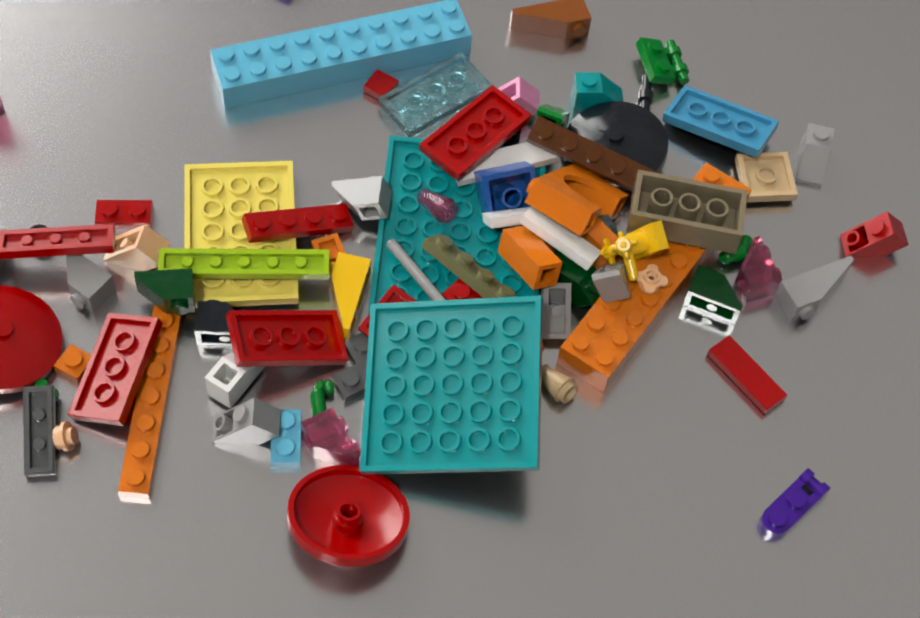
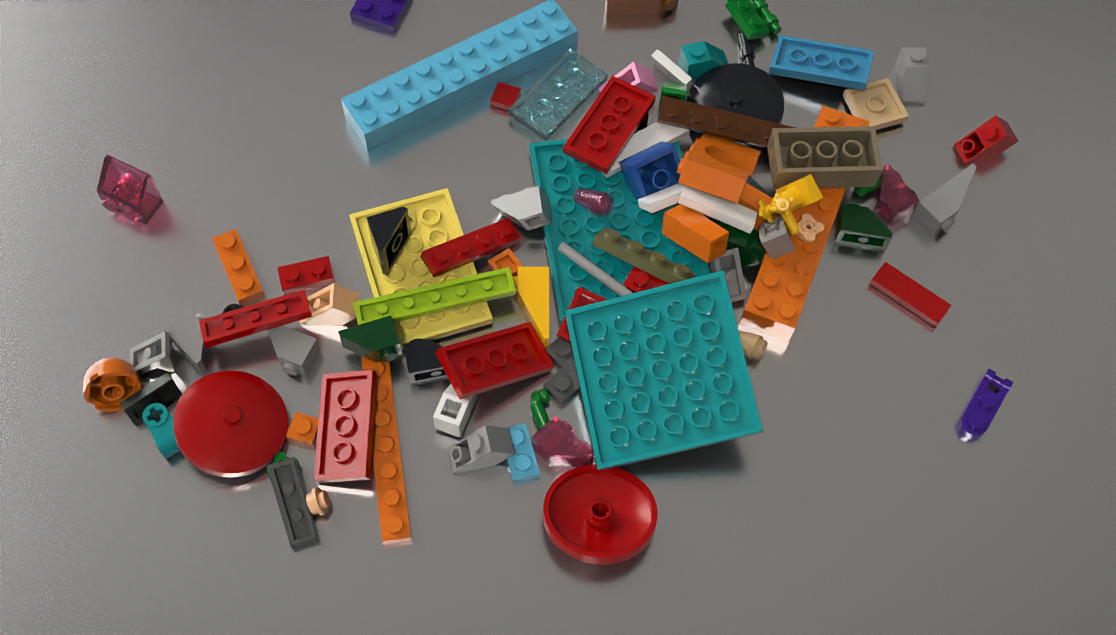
camera: 10 degrees left, 5 degrees up
(58, 191) = (238, 266): none -> orange plate
(216, 191) = (389, 235): none -> black slope
(559, 95) = (671, 70): none -> white tile

